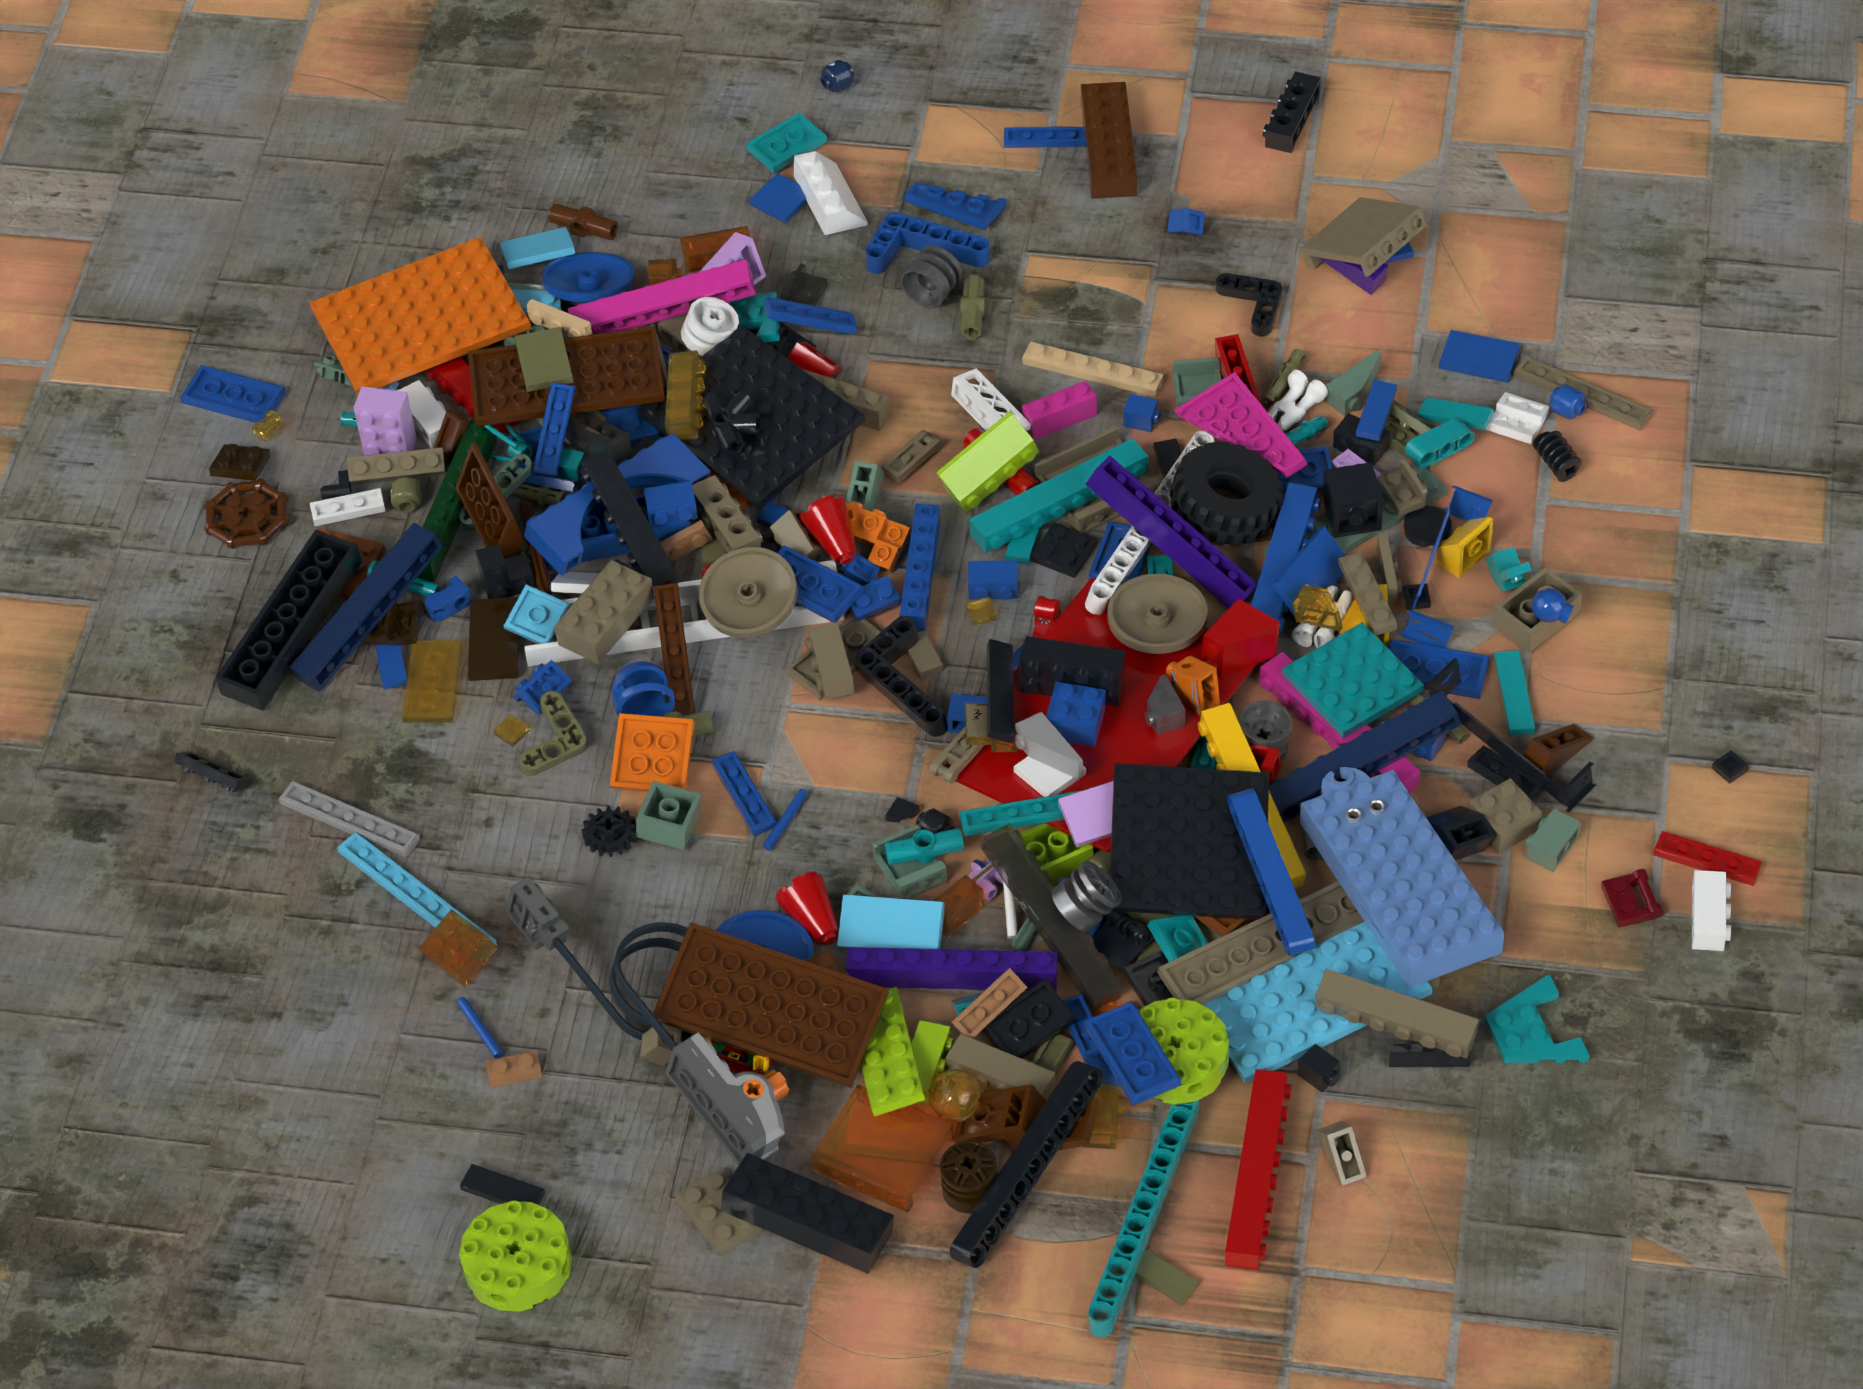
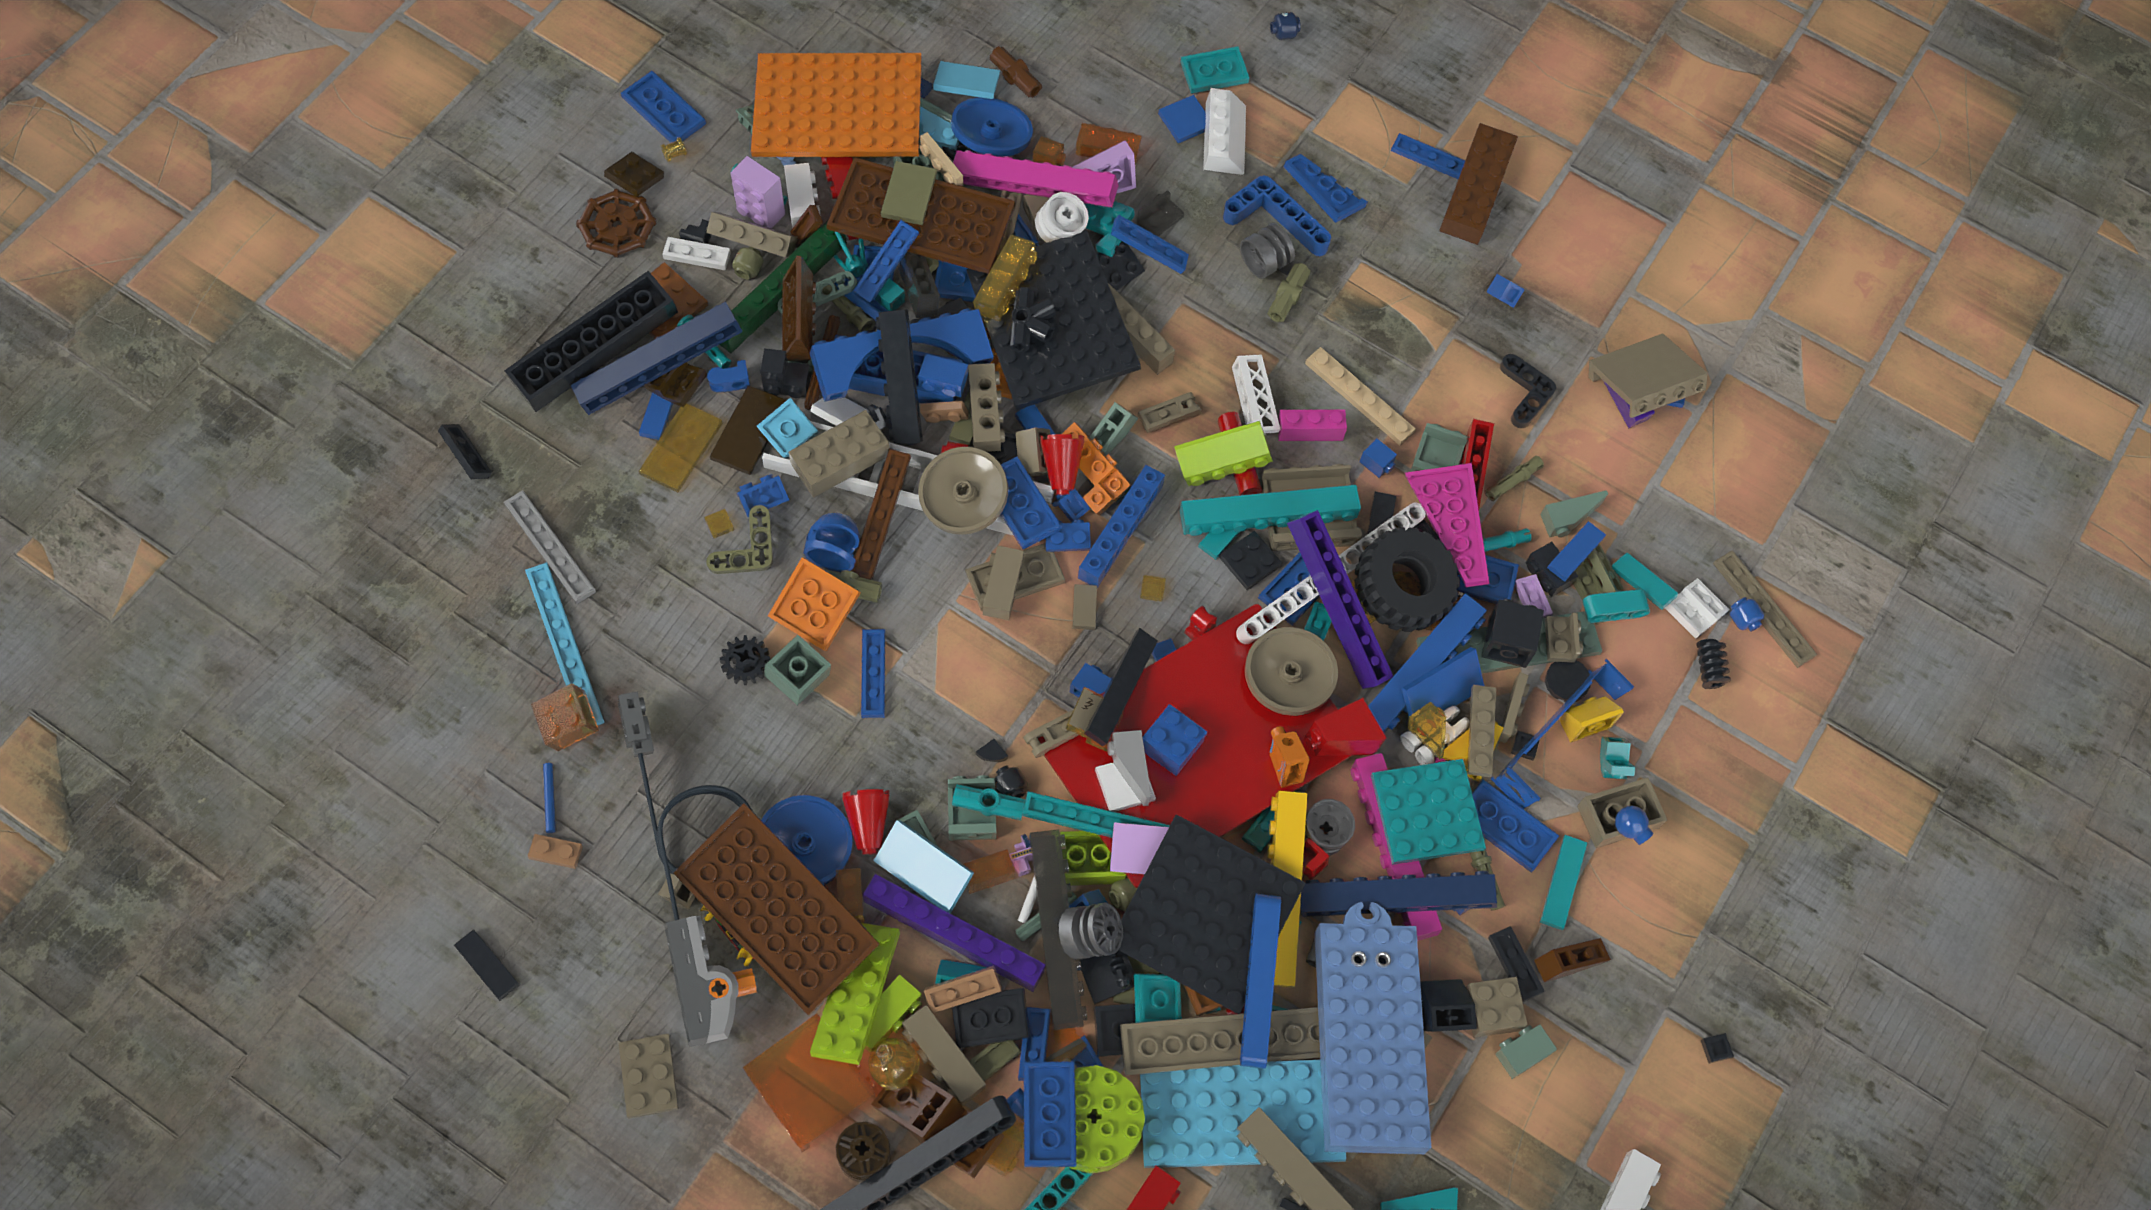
camera: 15 degrees right, 15 degrees up
(515, 1256) = (434, 1036): lime brick -> none
(785, 819) = (893, 715): blue bar -> none
(807, 1213) = (712, 1121): black brick -> none
(813, 360) = (1131, 287): red panel -> none
(896, 682) = (1047, 627): black beam -> none
(993, 579) = (1176, 564): blue brick -> none
(1053, 661) = (1175, 685): black brick -> none
(1164, 708) = (1251, 767): flat silver slope -> none
(1286, 409) = (1506, 516): white piece -> none
(1292, 112) = (1647, 223): black brick -> none
(1319, 1068) = (1213, 1187): black brick -> none
(1479, 356) = (1692, 531): blue tile -> none
(1568, 795) = (1559, 1014): black piece -> none
(1624, 902) = (1558, 1142): dark red plate -> none
(1707, 858) = (1653, 1133): red tile -> none

